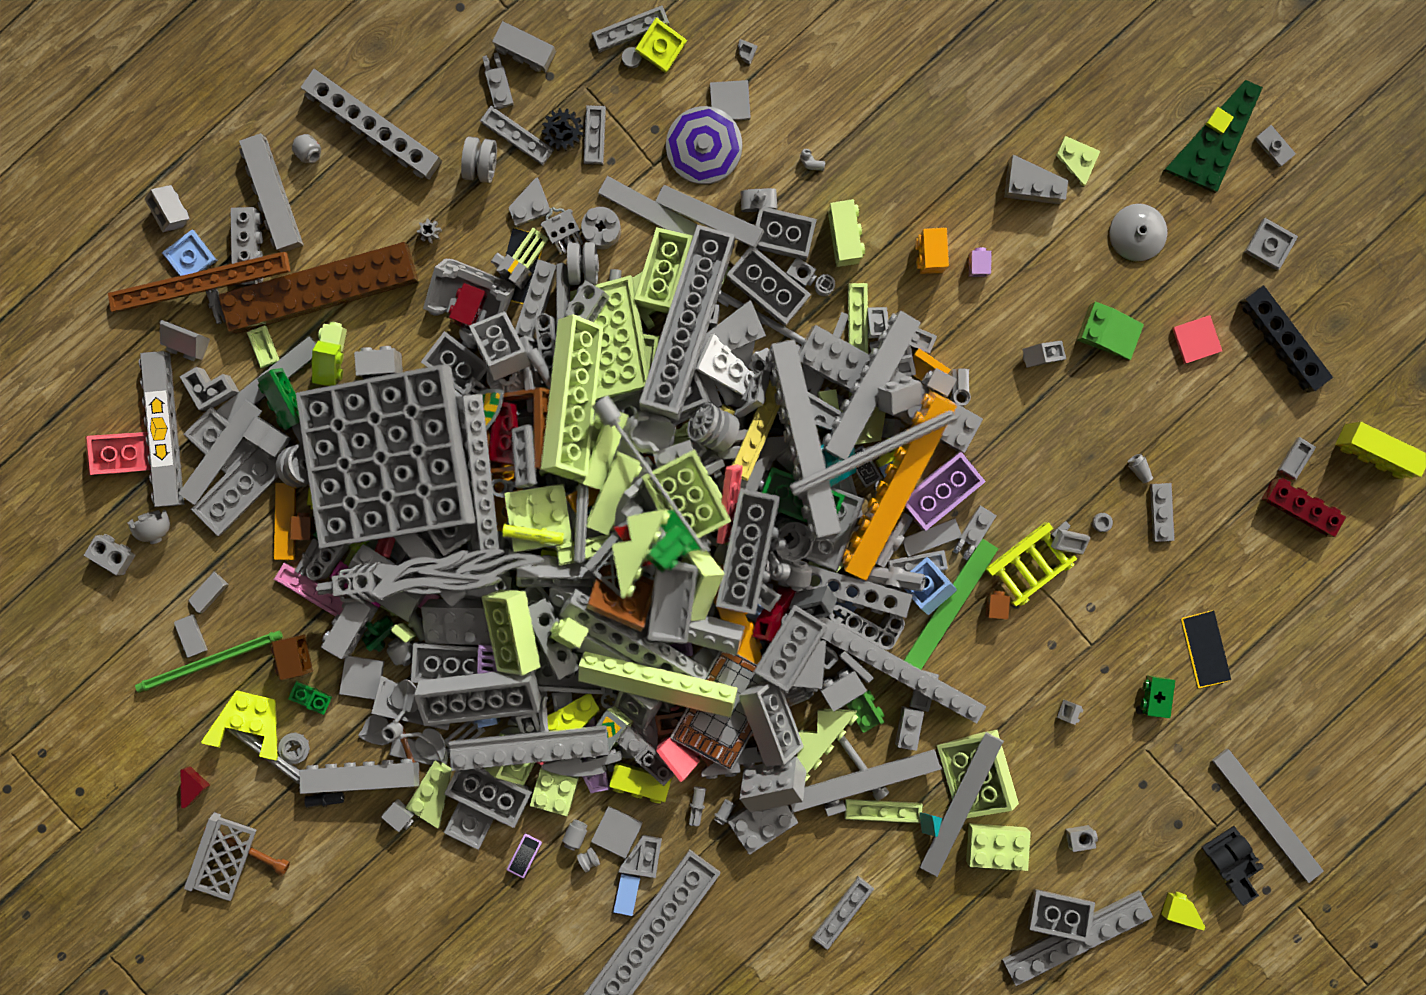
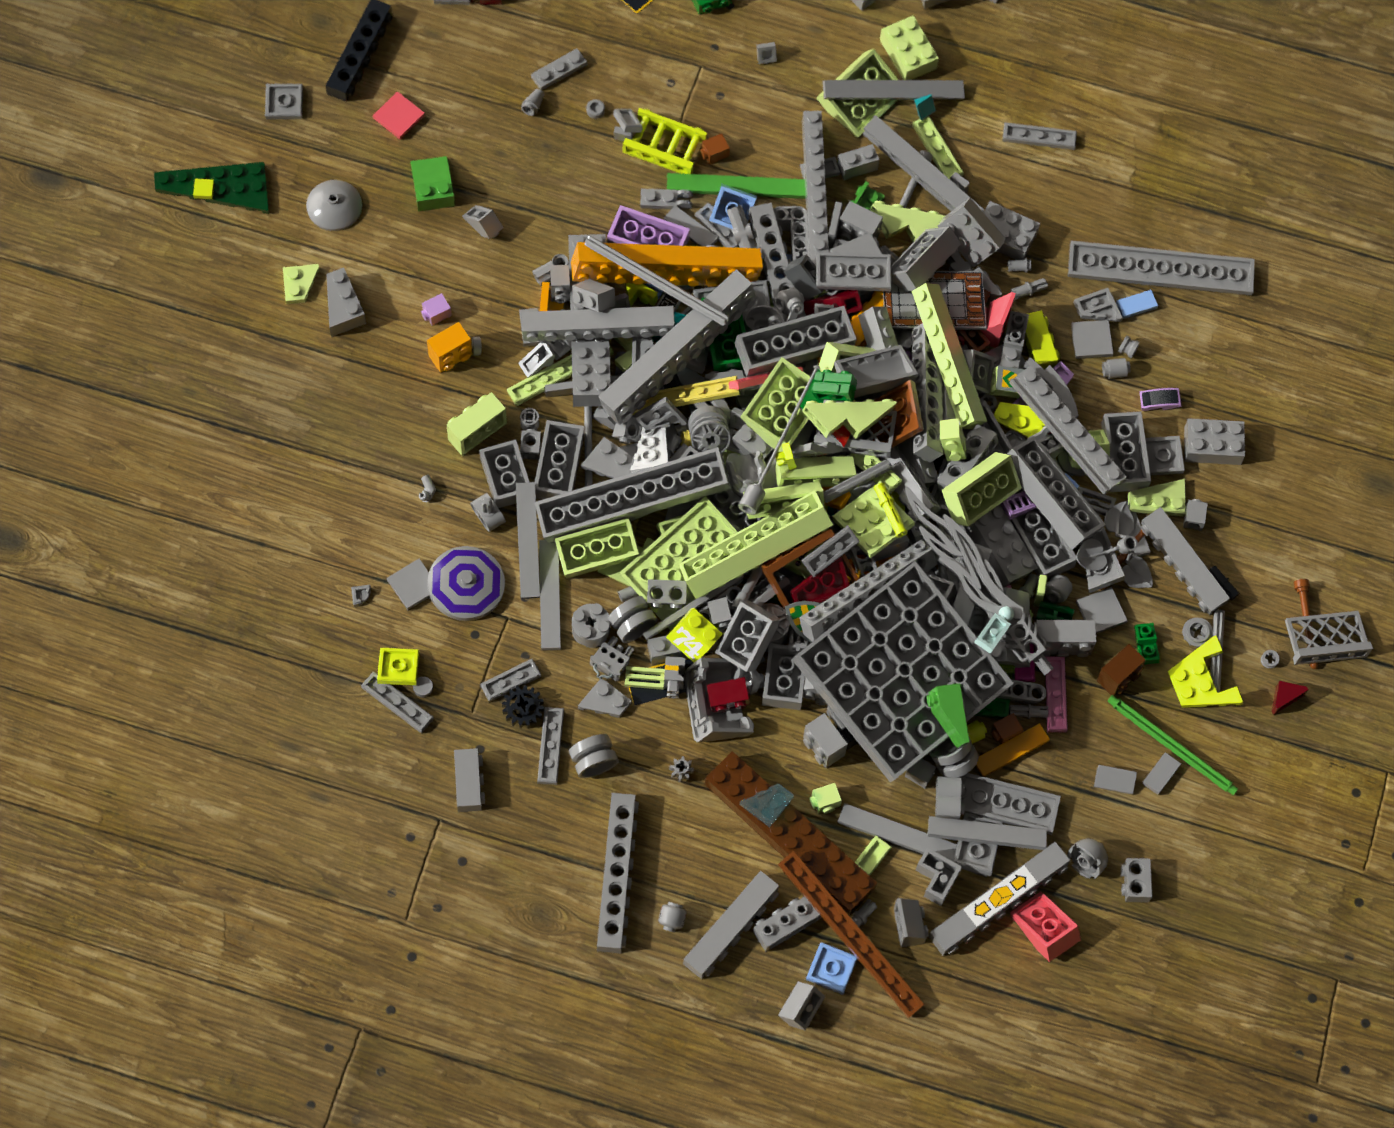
camera: 125 degrees left, 20 degrees down
(241, 792) = (1275, 656): none -> light grey bush
(280, 397) = (908, 805): green slope -> none
(323, 472) = (948, 709): none -> bright green slope
(326, 363) = (852, 784): lime brick -> none
(344, 277) = (768, 804): none -> clear light blue wing
(370, 559) = (995, 629): none -> light aqua plate
(454, 877) = (1214, 441): none -> light grey brick
(498, 83) = (513, 787): light grey hinge -> none
(531, 304) = (694, 635): none -> neon yellow slope
(533, 334) = (720, 613): none -> light grey brick
(554, 792) = (1092, 401): yellowish green brick -> none
(633, 470) = (786, 457): none -> neon yellow tile
(923, 279) = (476, 345): none -> light grey tile
(1275, 146) = (198, 139): light grey plate -> none

